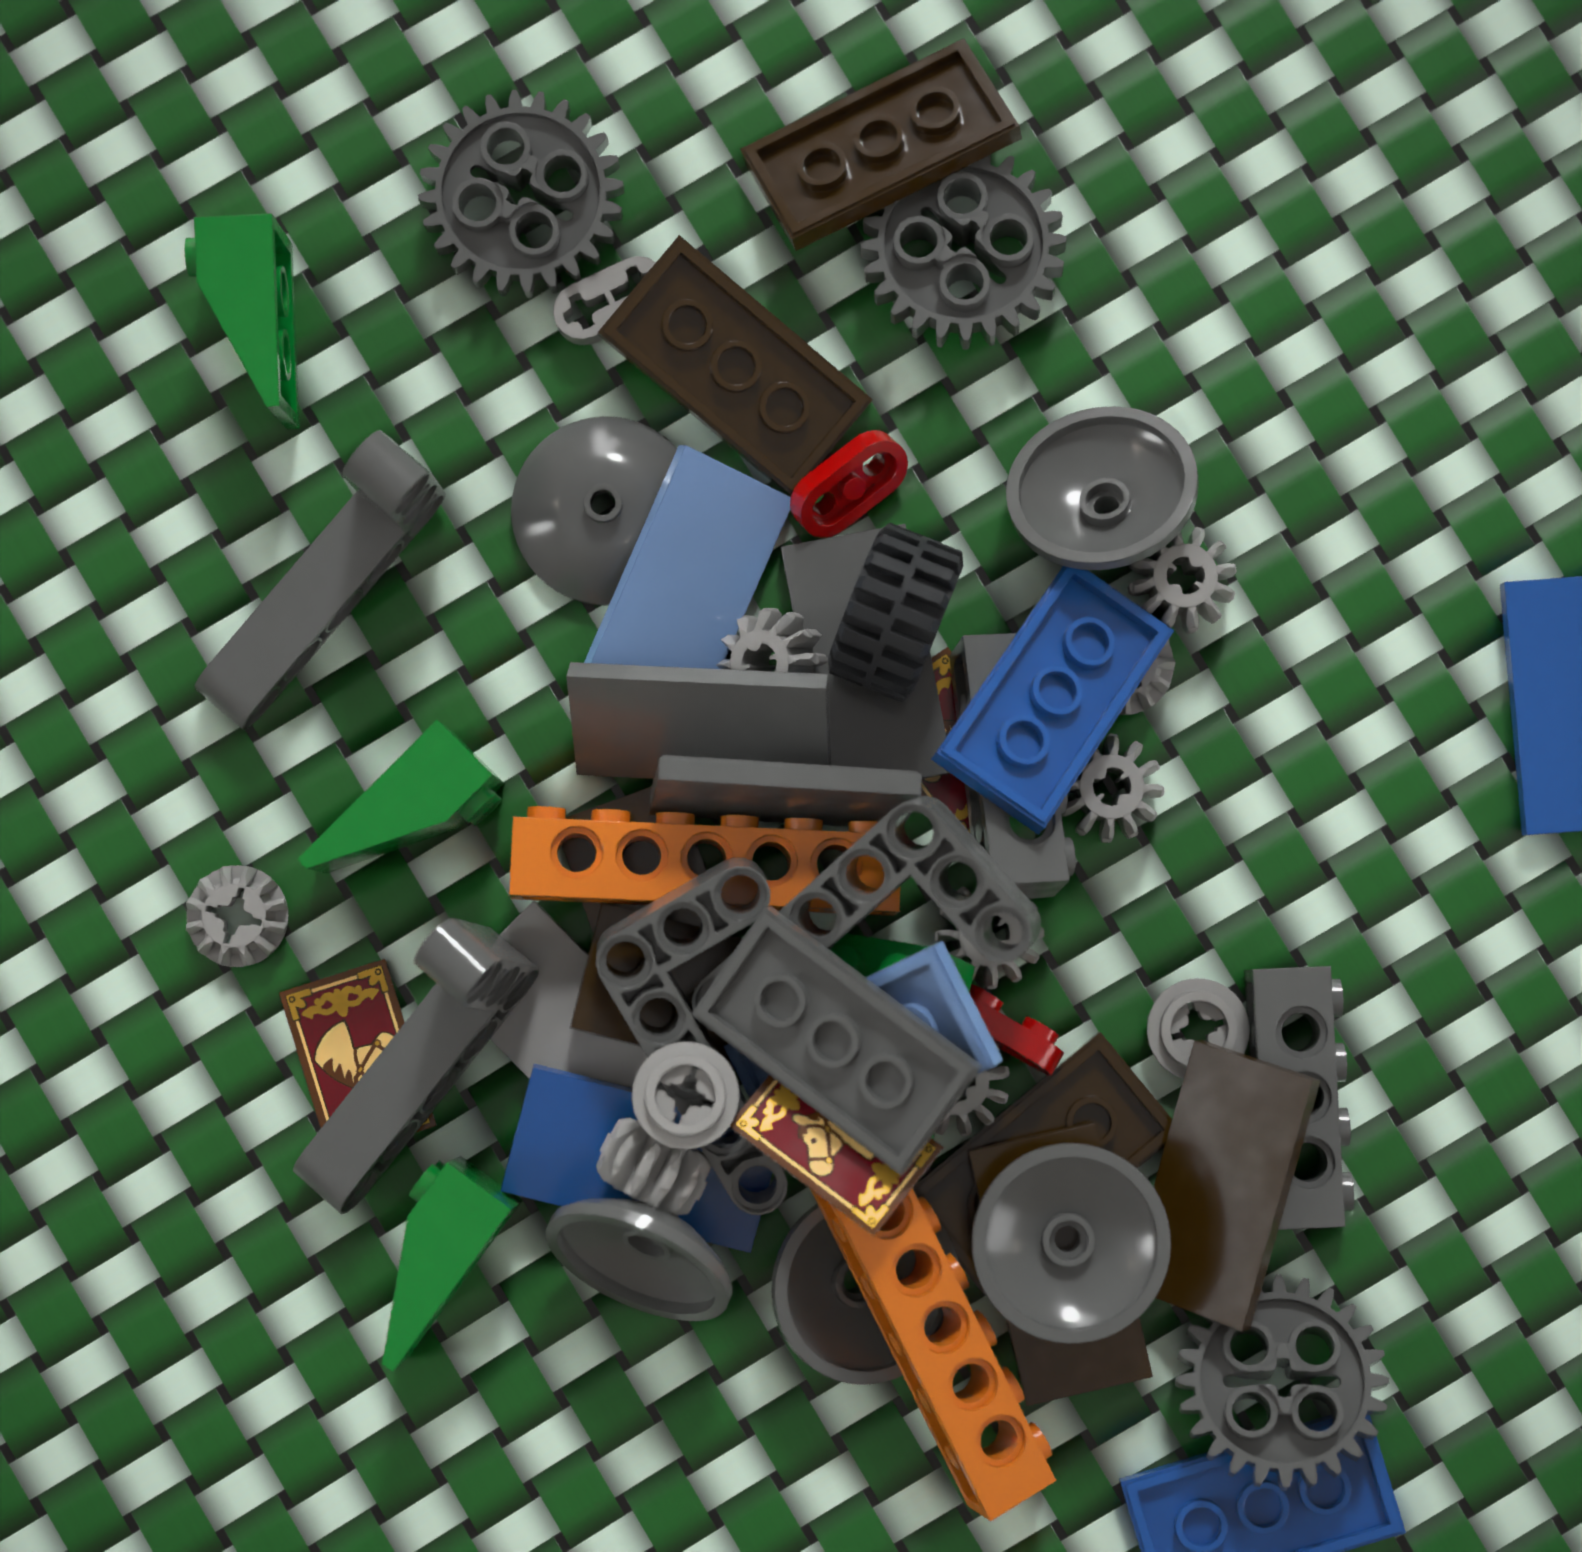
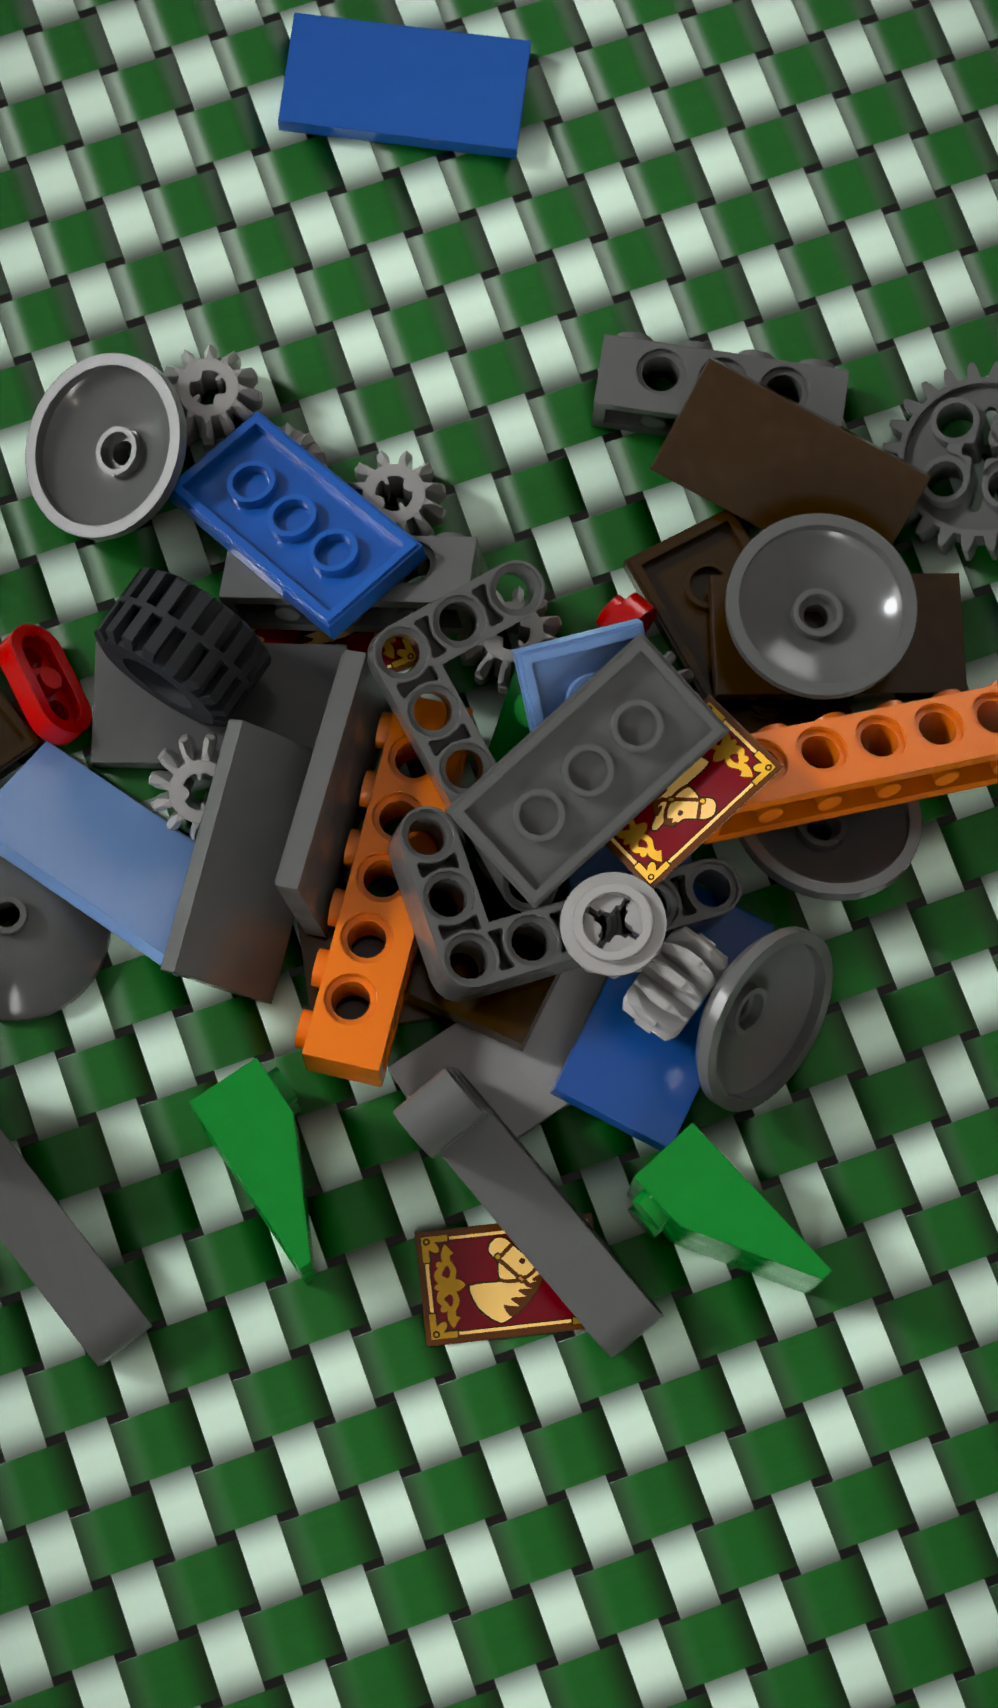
camera: 85 degrees left, 10 degrees down
(262, 899) = (350, 1402): light grey gear -> none
(1211, 1002) = (615, 459): light grey gear -> none

